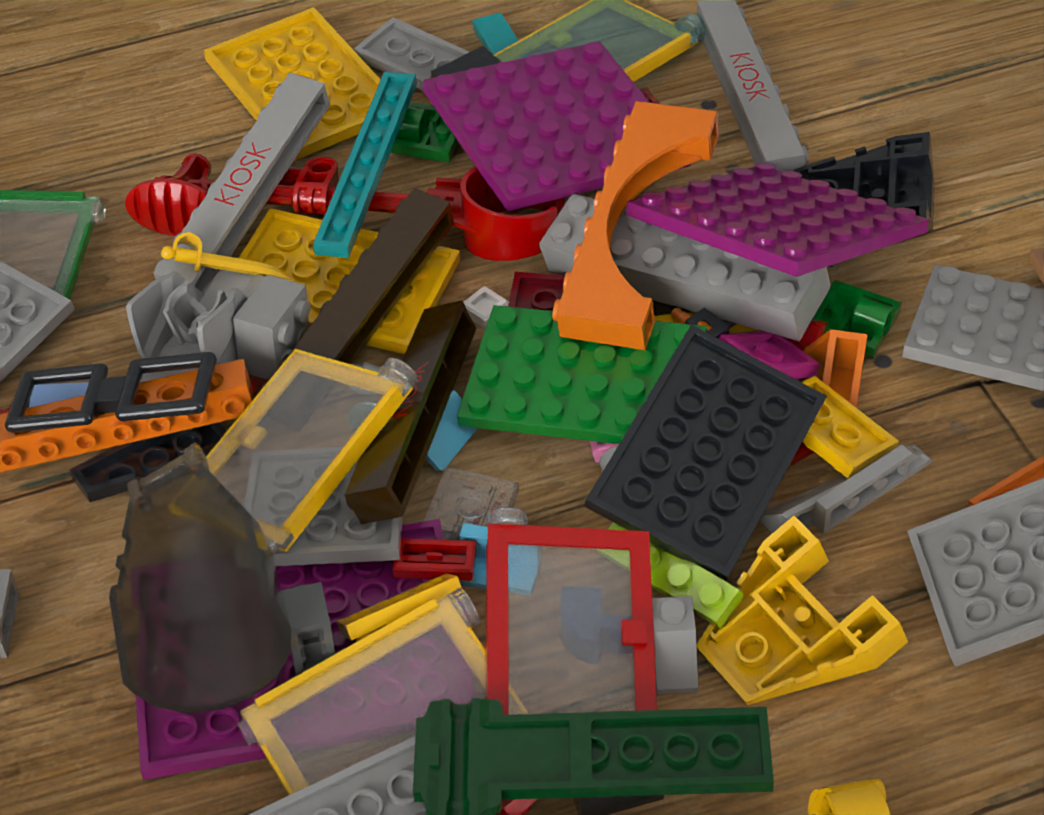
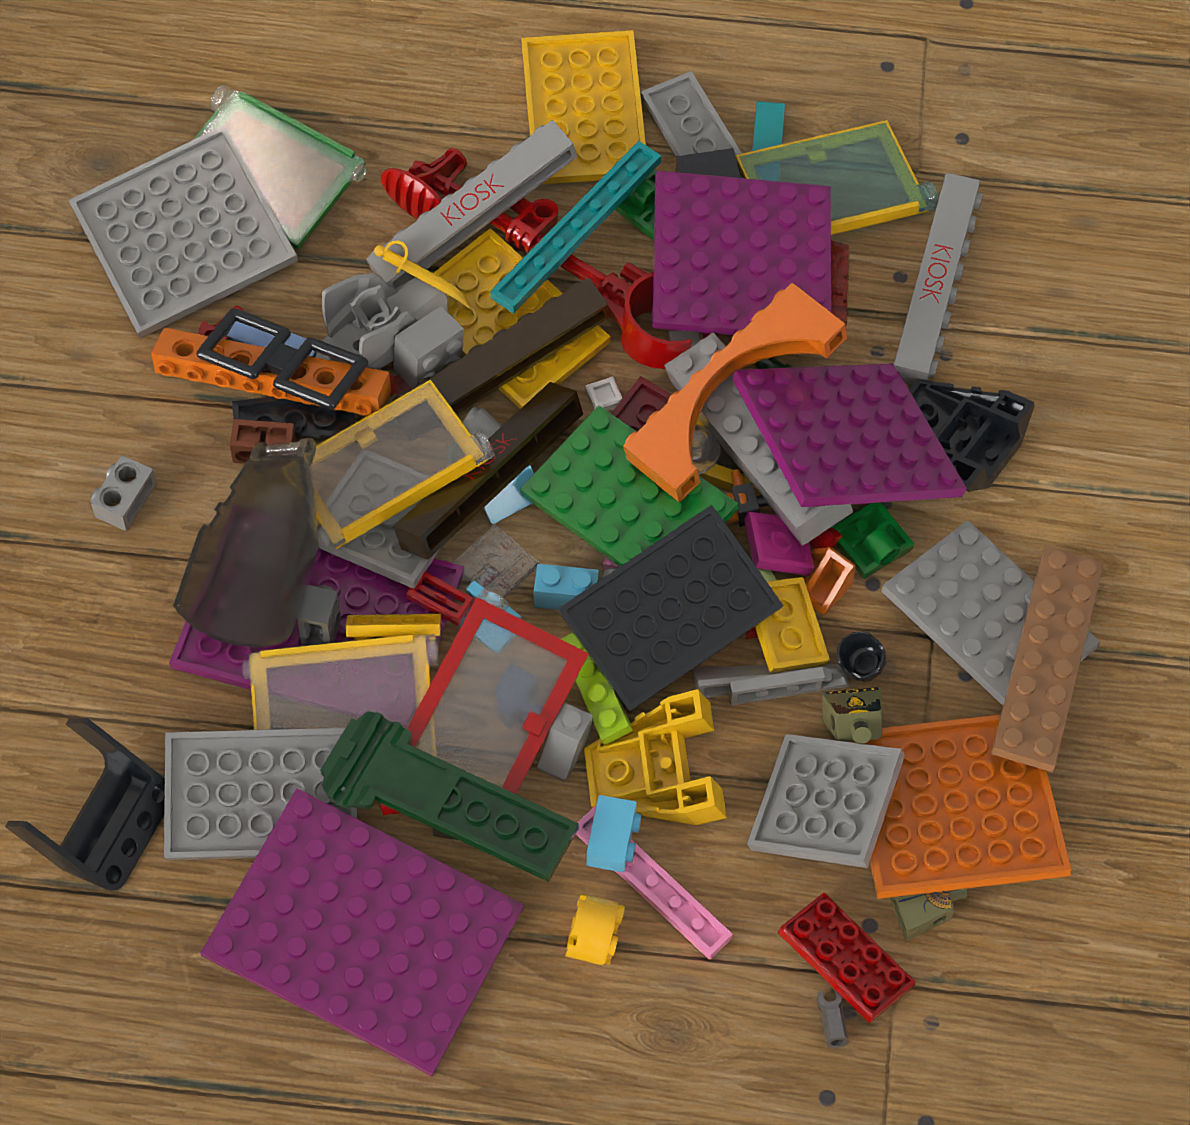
camera: 25 degrees right, 15 degrees up
(111, 492) = (248, 432): none -> copper brick
(559, 492) = (560, 584): none -> medium azure brick
(802, 710) = (612, 834): none -> medium azure brick
(885, 751) = (668, 897): none -> bright pink plate
(931, 422) = (861, 656): none -> black hair
(977, 469) = (853, 714): none -> olive torso

